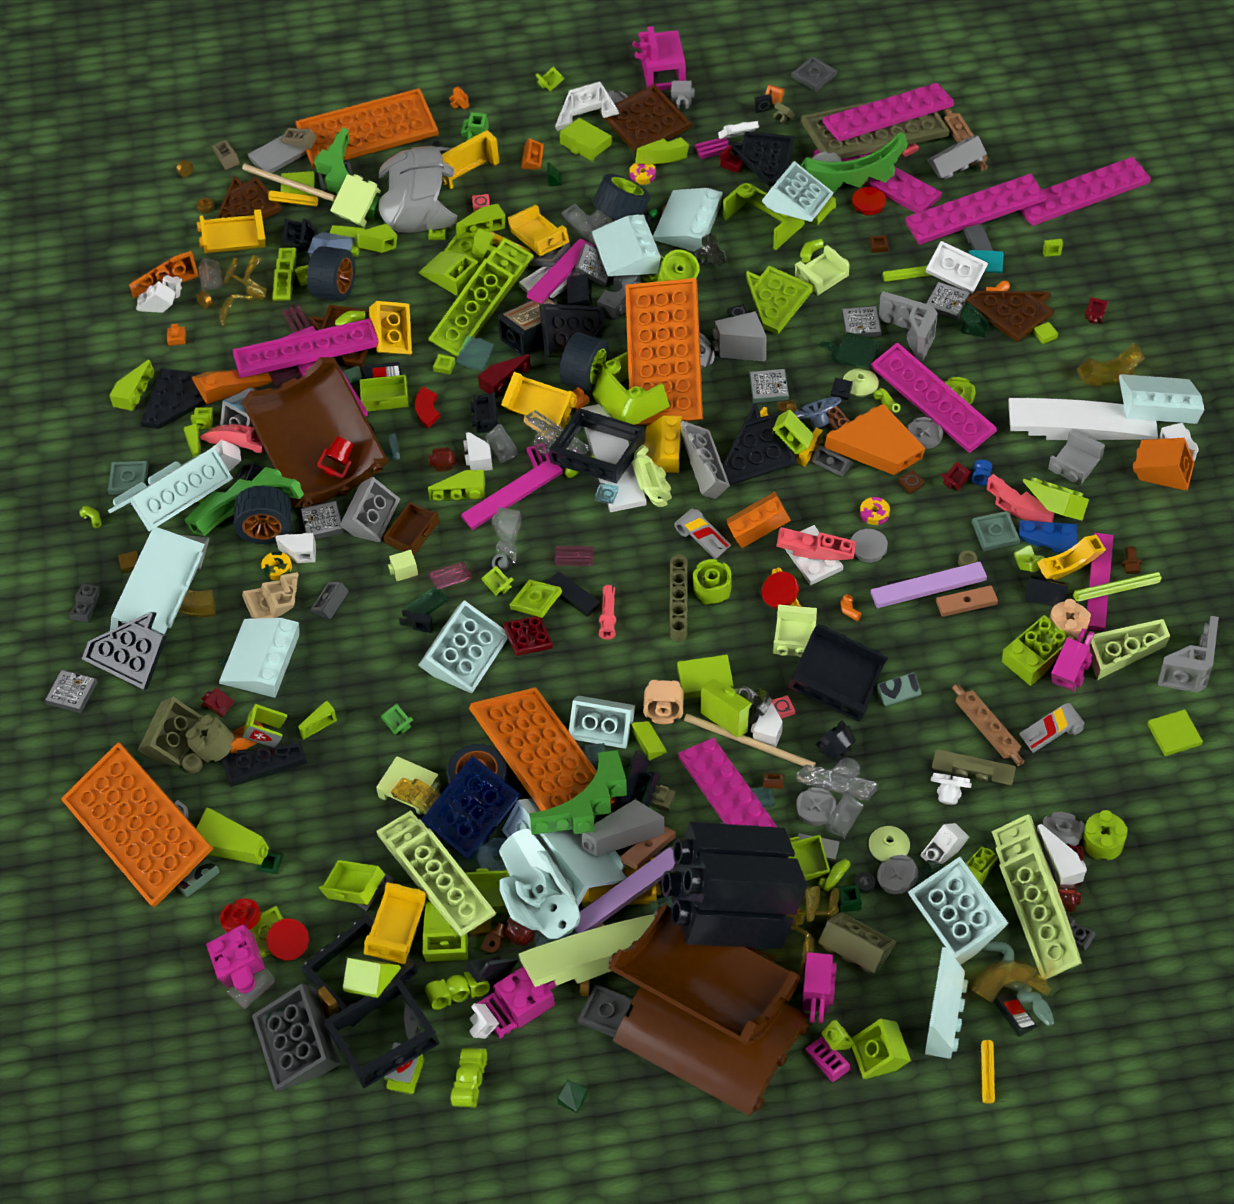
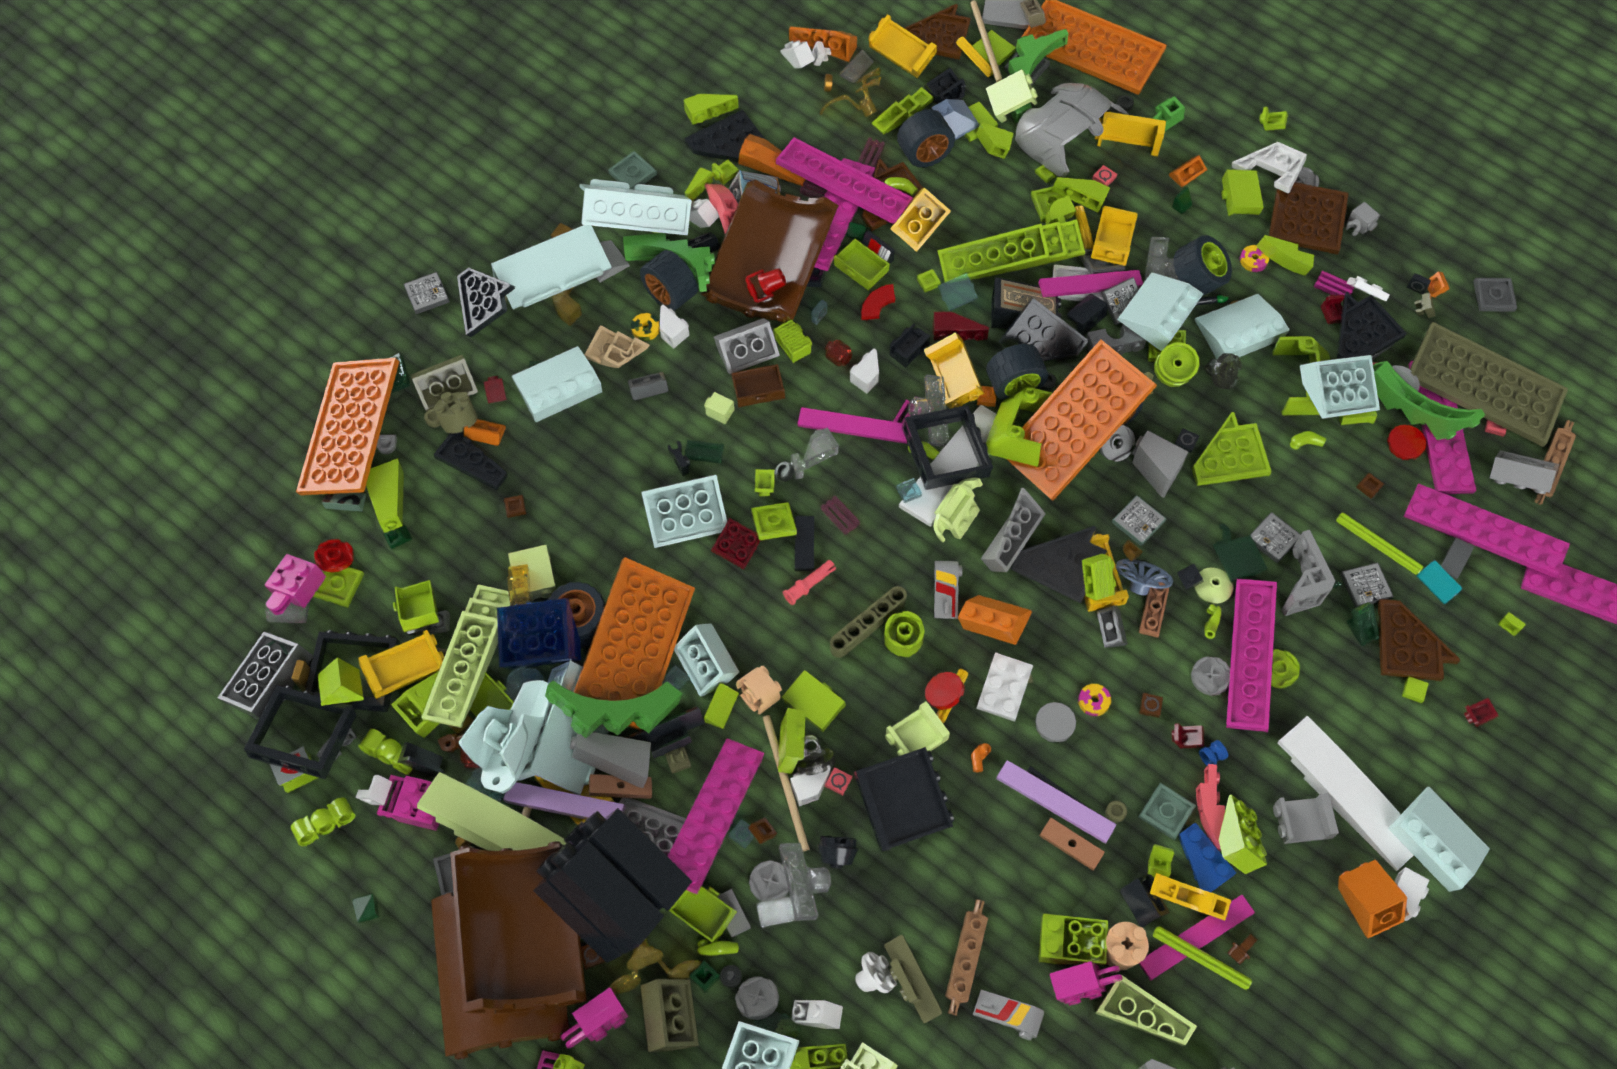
camera: 45 degrees right, 10 degrees up
(85, 603) = (507, 237): dark grey slope -> none
(93, 514) = (581, 178): lime arm -> none
(176, 335) = (781, 93): orange tile -> none
(205, 205) = (914, 10): pearl gold tile -> none
(262, 734) = (499, 420): lime piece -> none
(287, 939) = (338, 602): red tile -> none
(318, 720) = (536, 466): lime slope -> none
(322, 520) = (711, 321): tile -> none
(334, 760) = (515, 506): none -> reddish brown tile
(397, 720) = (582, 518): bright green bracket -> none
(400, 479) = (792, 340): none -> lime brick
(450, 271) = (1015, 210): lime slope -> none
(451, 577) = (730, 445): clear pink tile -> none
(459, 98) = (1187, 78): orange tile -> none
(464, 485) = (828, 386): lime slope -> none
(501, 443) = (893, 379): clear slope -> none
(660, 53) = (1380, 172): dark pink piece -> none
(664, 442) = (1001, 492): yellow slope -> none
(816, 547) = (1008, 684): coral slope -> none
(823, 271) = (1295, 467): yellowish green panel -> none
(877, 441) = (1160, 646): orange slope -> none
(884, 850) = (792, 975): yellowish green dish -> none
(888, 112) = (1512, 381): dark pink plate -> none
(899, 689) = (935, 859): sand green slope -> none
(956, 267) = (1405, 565): white plate -> none
(1002, 286) = (1425, 617): orange arm -> none
(1108, 372) = (1423, 774): clear yellow arch -> none

